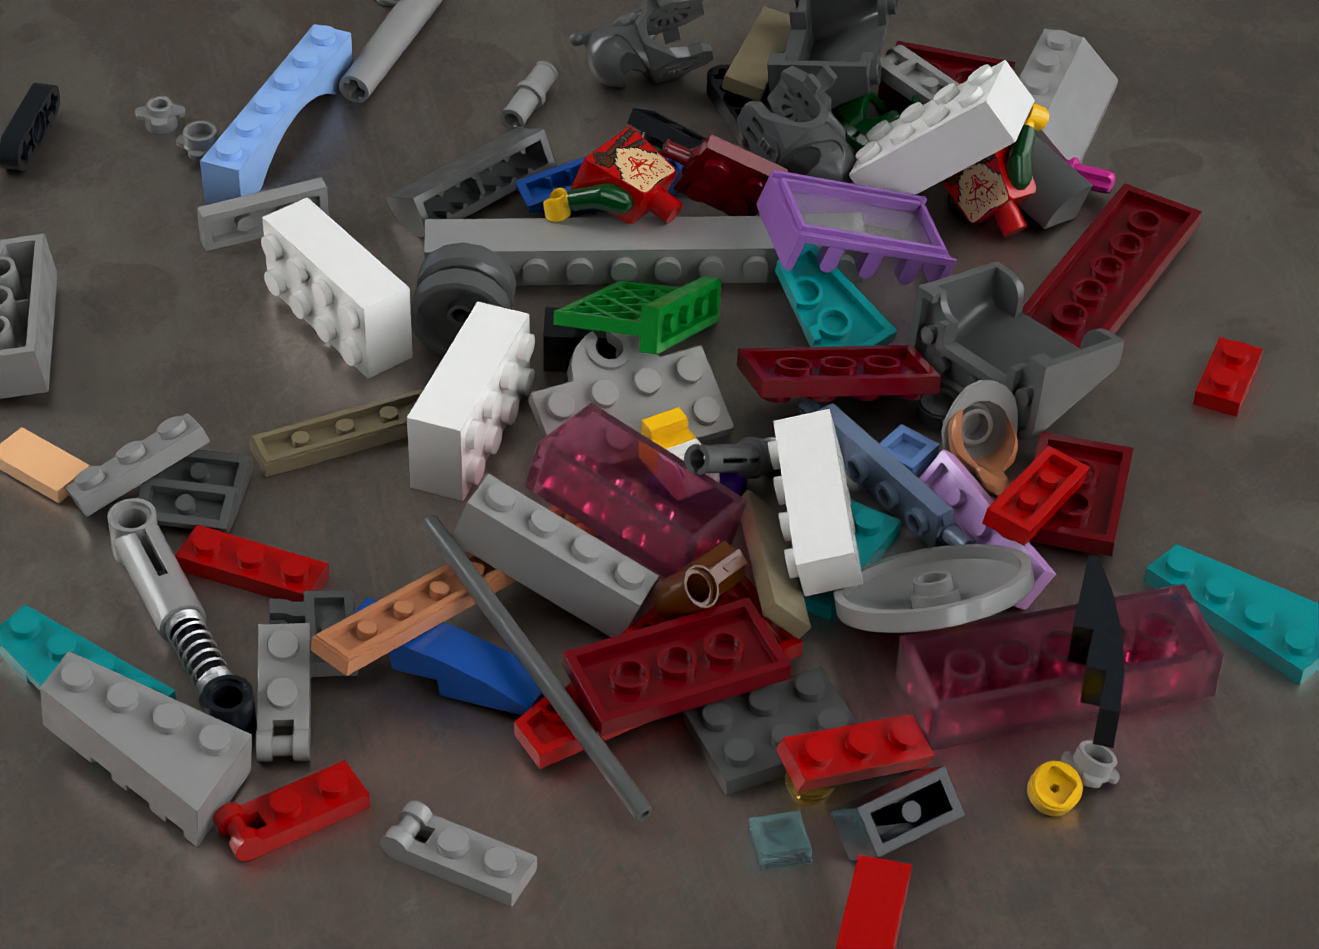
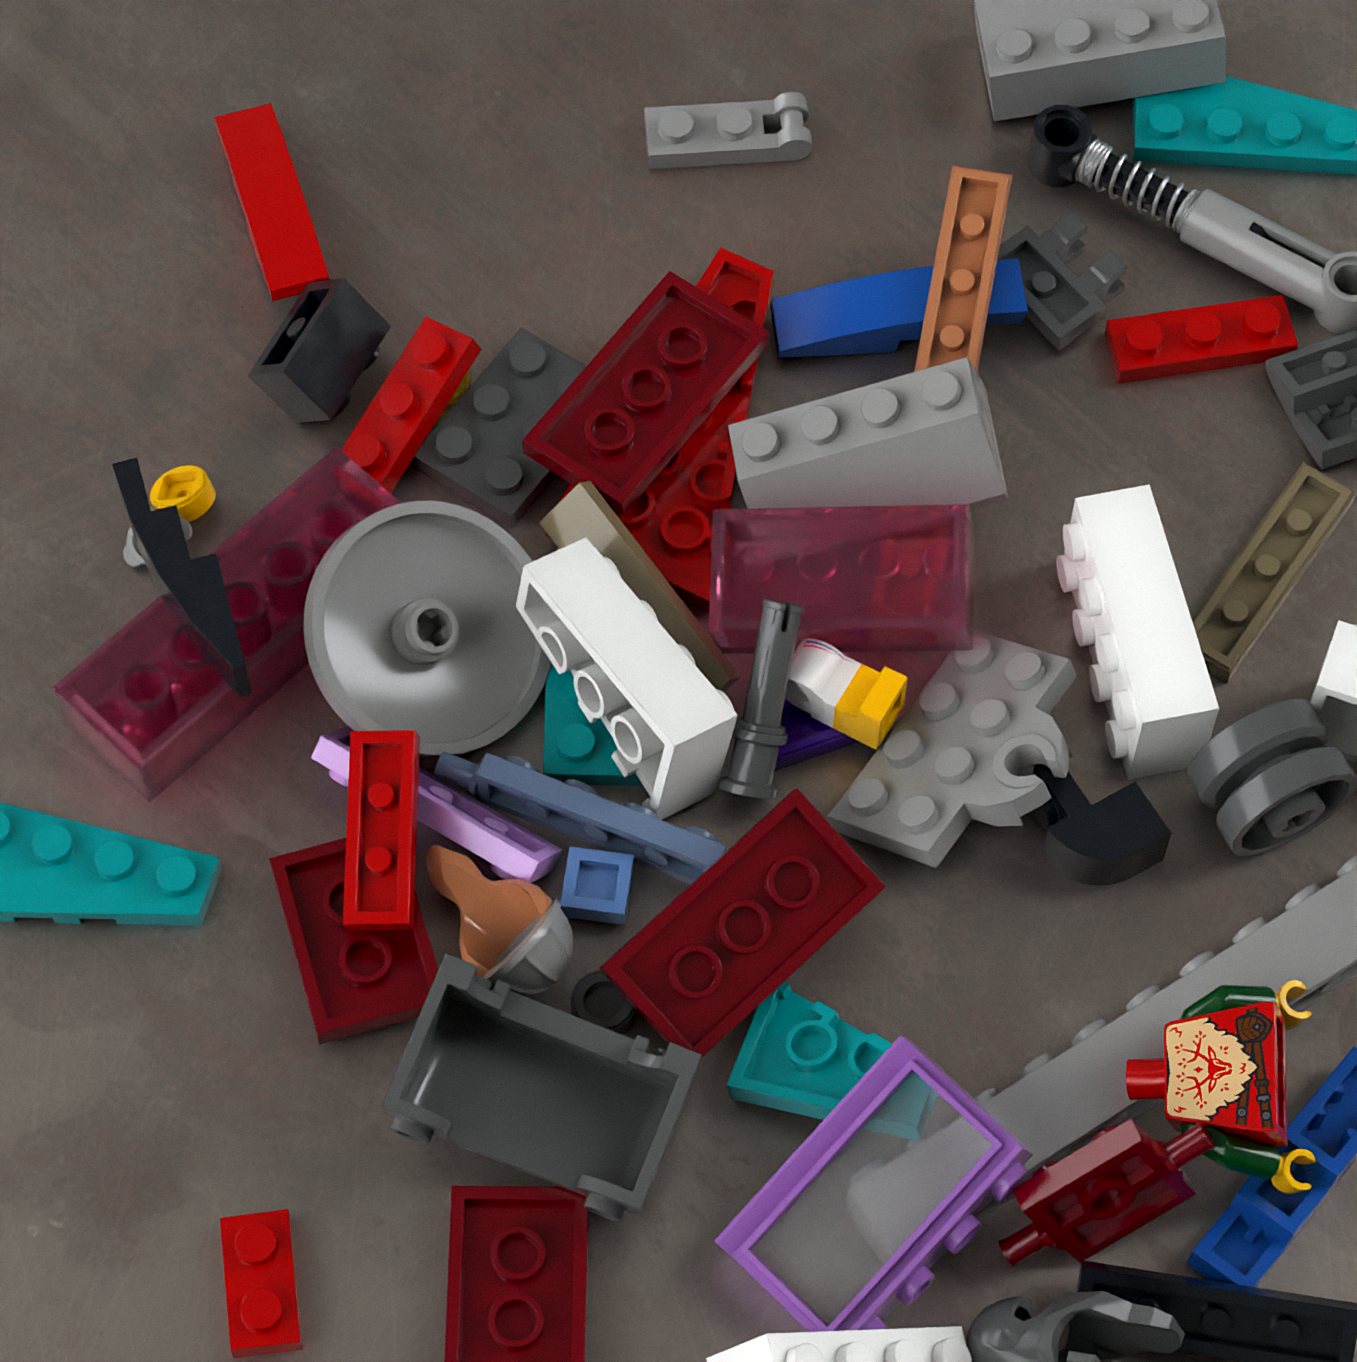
camera: 150 degrees right, 20 degrees up
(284, 691) = (1038, 192): light grey plate -> none
(292, 811) = (915, 97): red plate -> none
(538, 669) = (794, 312): dark grey piece -> none
(651, 311) = (990, 883): green fence -> none
(699, 582) = (692, 482): reddish brown piece -> none
(779, 840) = (435, 297): clear light blue tile -> none

